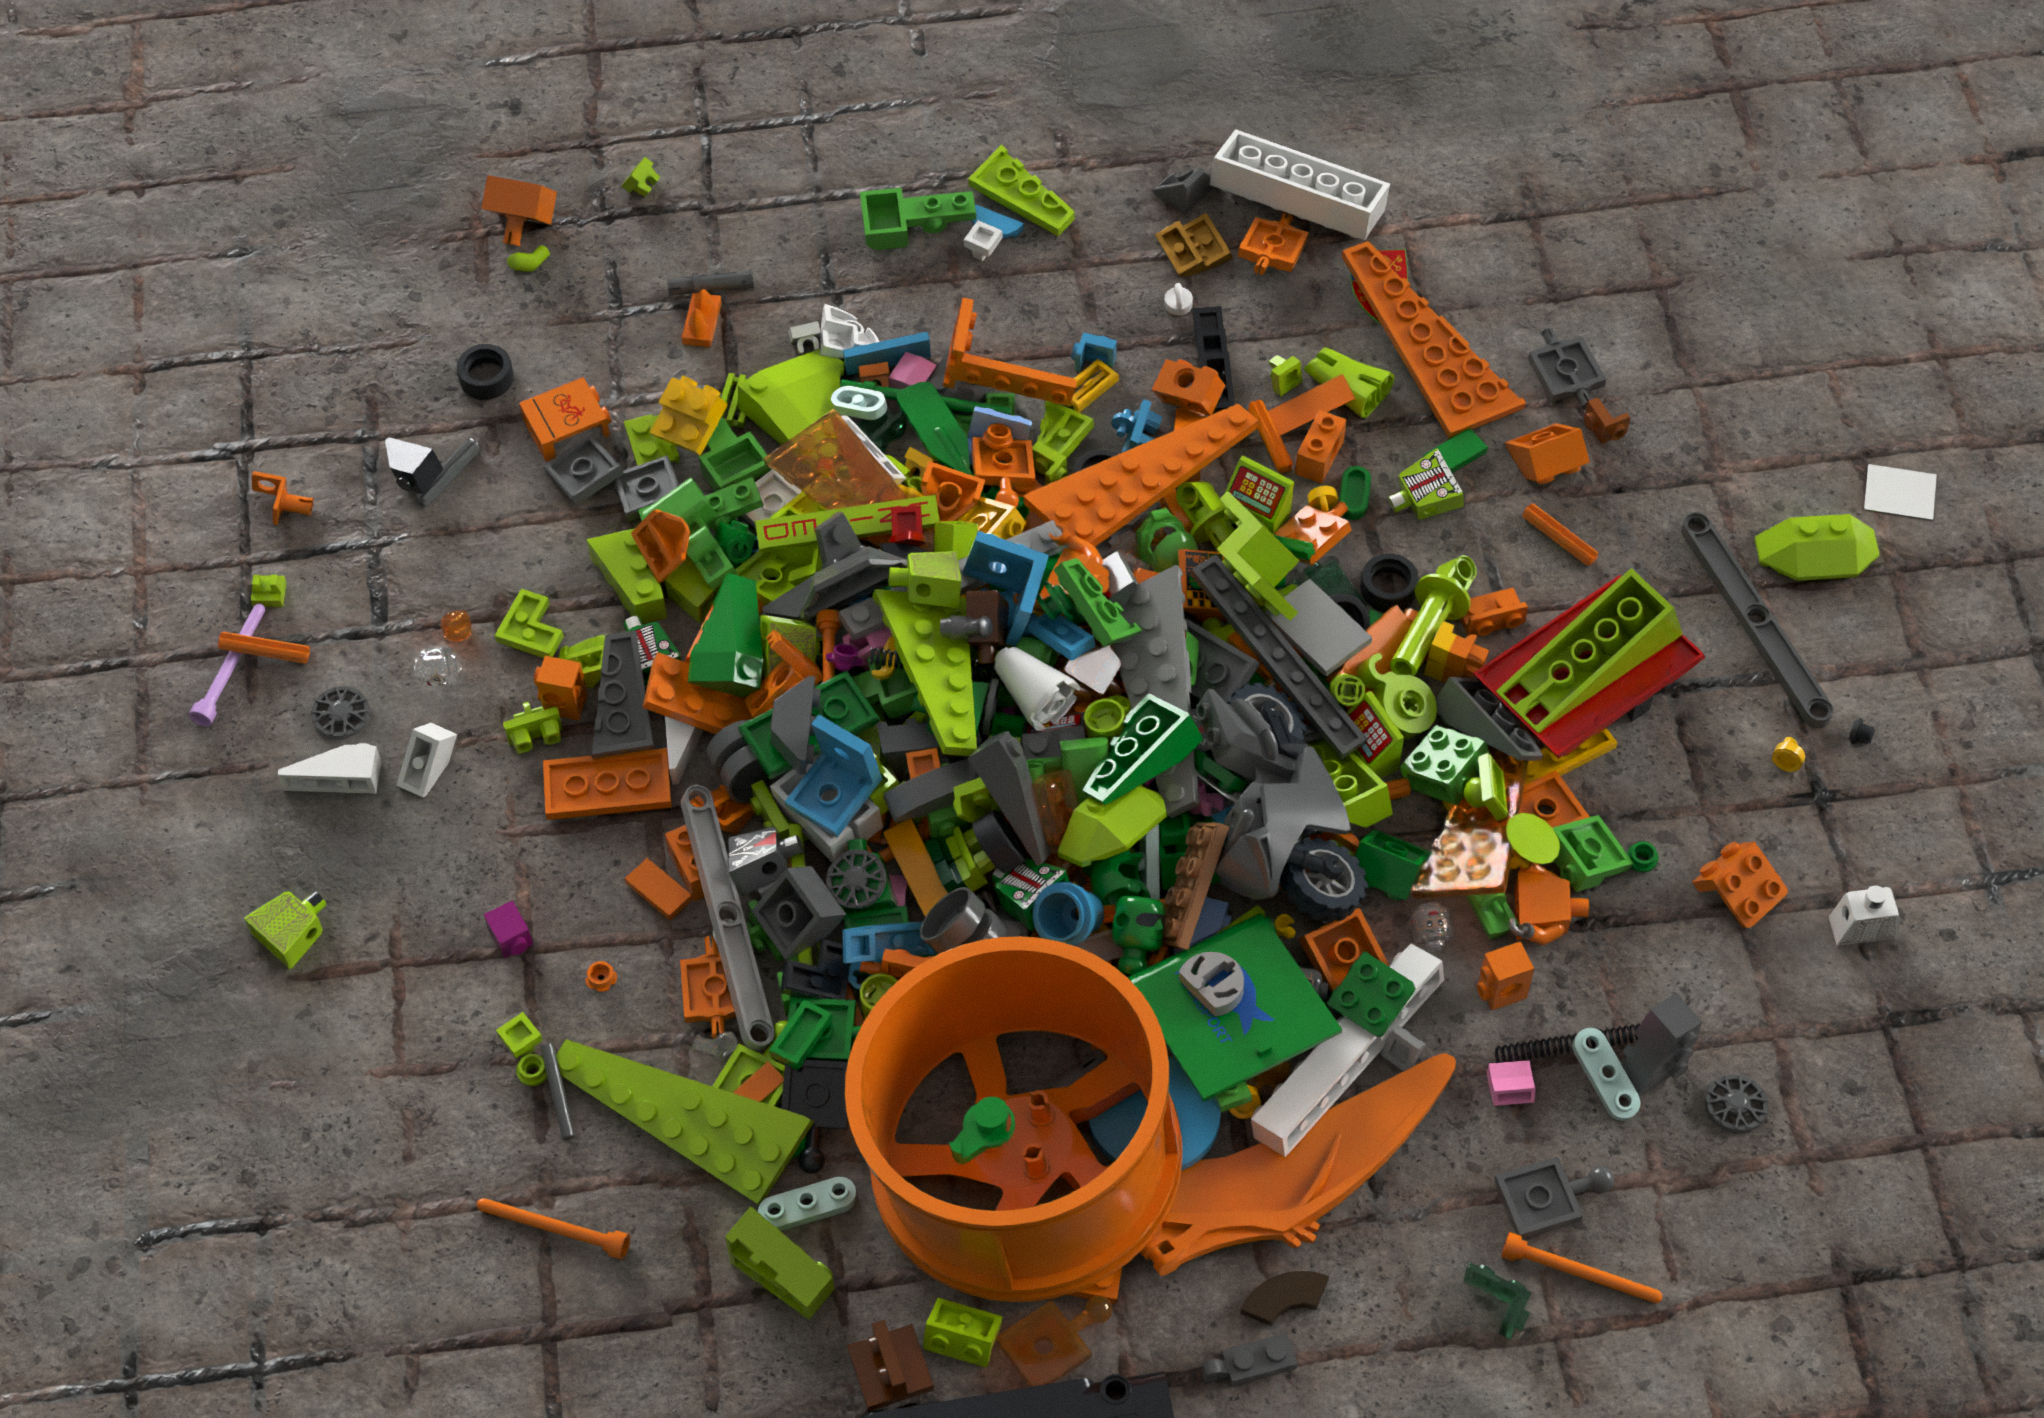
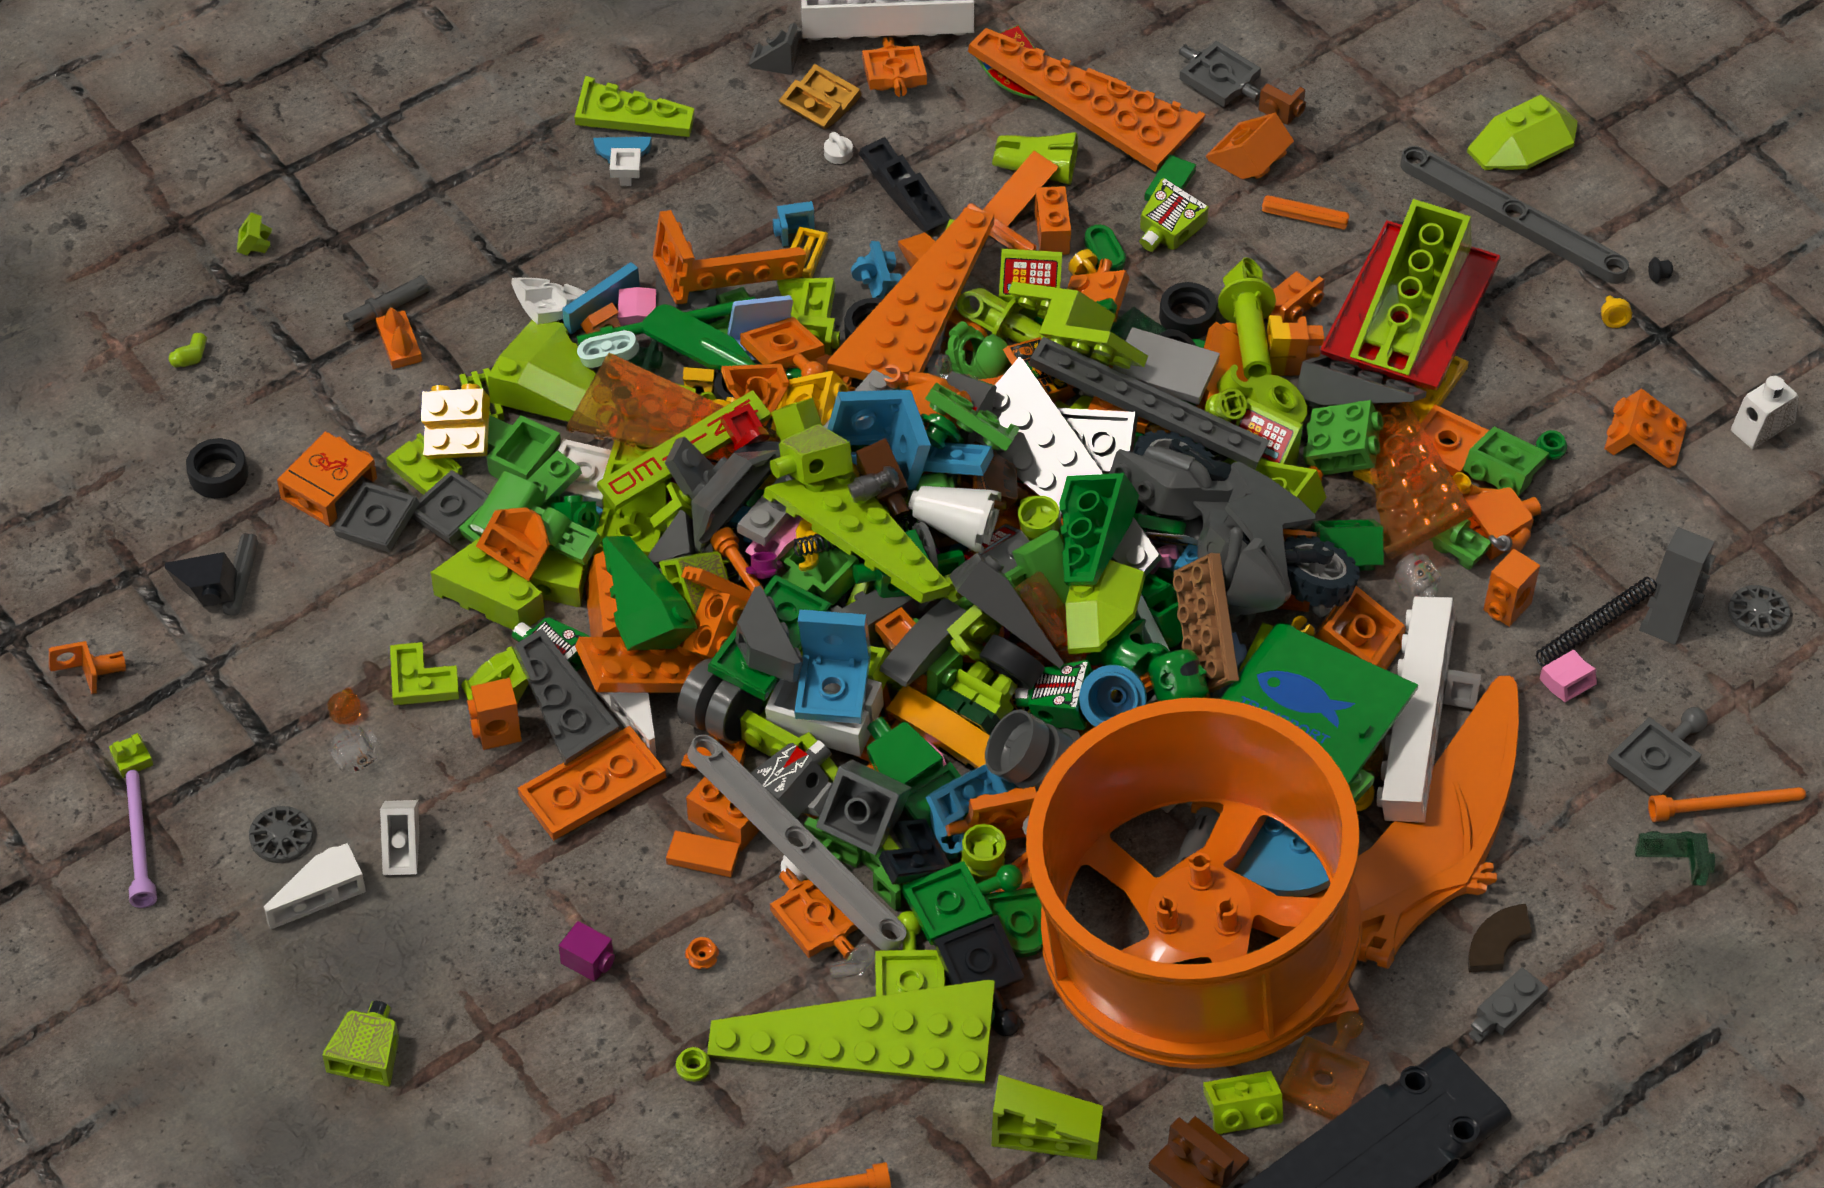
camera: 30 degrees left, 5 degrees down
(263, 647) = (165, 806): orange axle -> none
(518, 203) = (153, 300): orange brick -> none
(519, 1035) = (664, 1037): lime tile -> none
(533, 724) = (484, 759): lime hips -> none
(557, 1091) = (732, 1071): dark grey bar -> none
(761, 1083) = (920, 973): orange sticker -> none
(800, 1034) = (936, 911): green tile -> none
(804, 333) = (512, 310): white tile -> none
(824, 1203) = (1041, 1047): light aqua plate -> none
(856, 879) = (900, 751): dark grey wheel -> none
(889, 215) = (524, 178): bright green plate -> none
(983, 1129) = (1206, 883): green piece -> none
(998, 436) = (766, 322): orange plate -> none
(1198, 397) = (916, 223): orange brick -> none
(1224, 995) = (1296, 707): light grey piece -> none
(1285, 374) = (978, 172): lime tile -> none
(1371, 995) = (1417, 648): green bracket -> none
(1488, 788) = (1395, 441): lime tile -> none
(1532, 838) = (1463, 462): lime sticker -> none
(1606, 1088) = (1651, 644): light aqua plate -> none
(1900, 491) = (1559, 65): white sticker -> none

